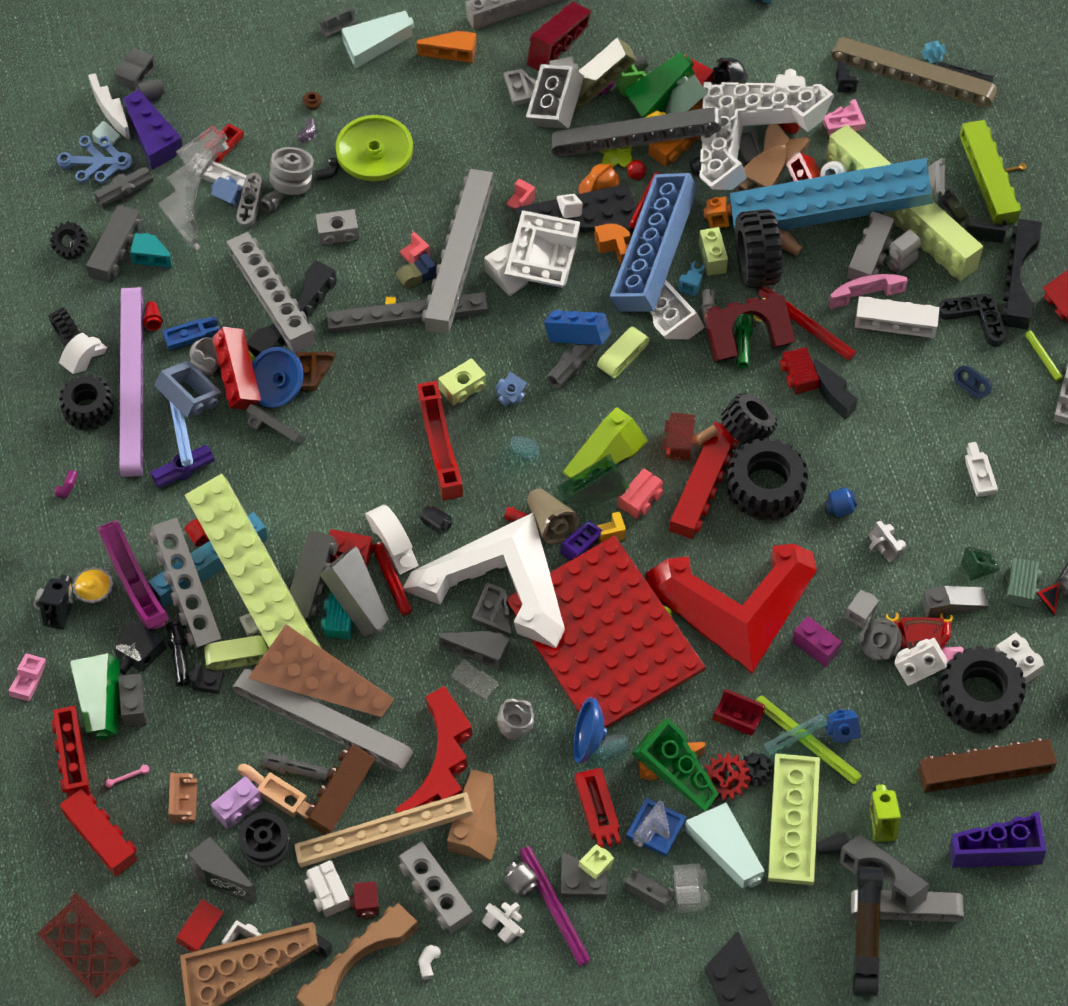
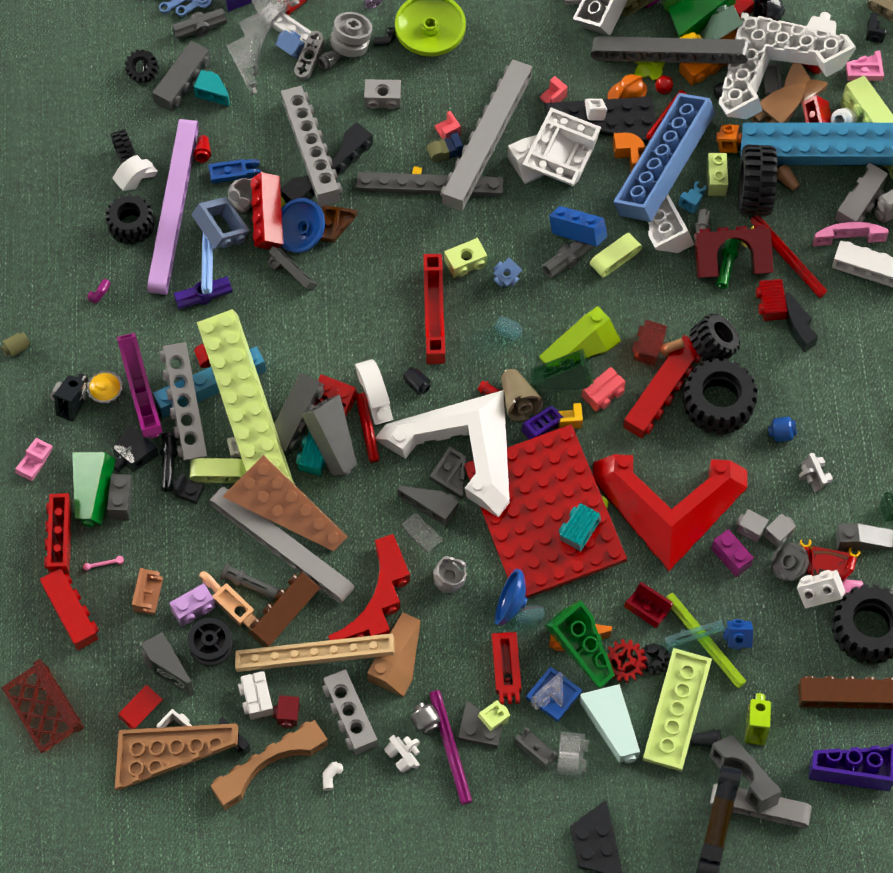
camera: 10 degrees right, 5 degrees up
(647, 641) = (580, 526): none -> teal brick
(831, 608) = (752, 525): none -> light grey brick

